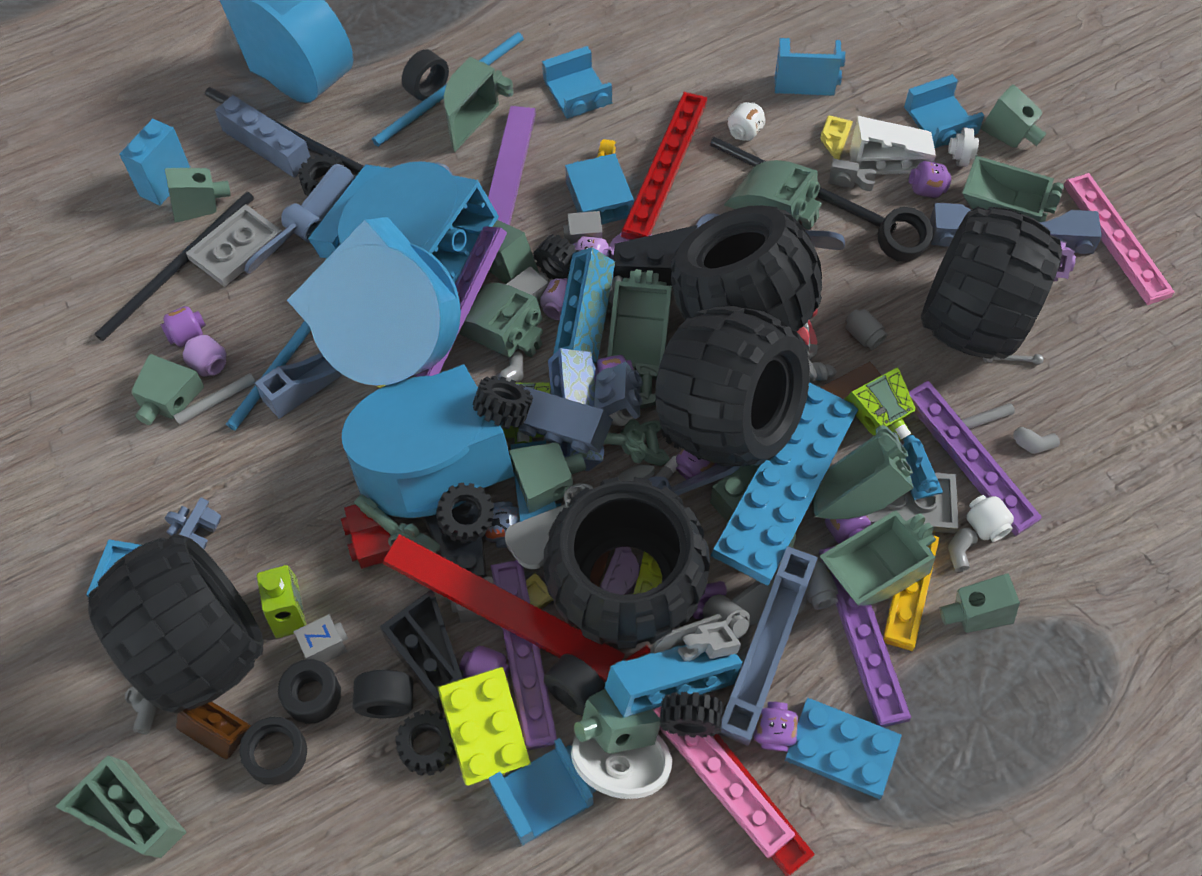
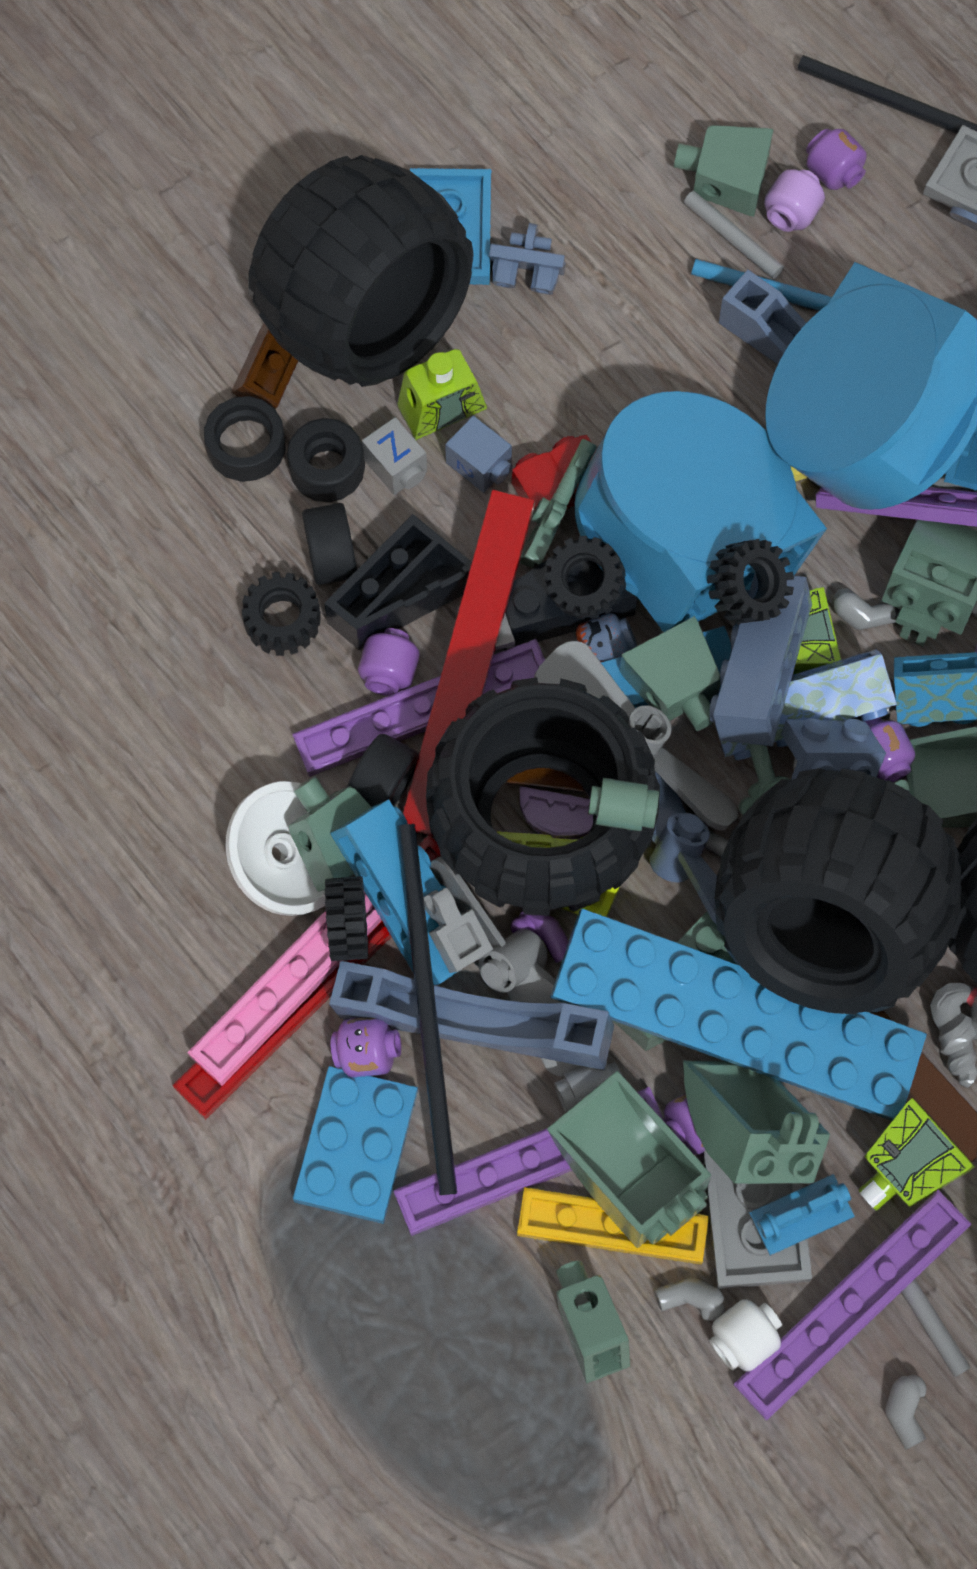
camera: 80 degrees right, 10 degrees up
(124, 808) = (147, 295): sand green wedge -> none
(337, 582) = (479, 454): none -> sand blue brick
(483, 725) = (306, 672): neon yellow plate -> none
(542, 793) = (231, 755): dark azure panel -> none
(666, 487) = (624, 804): none -> sand green brick
(760, 671) = (427, 1010): none -> black piece

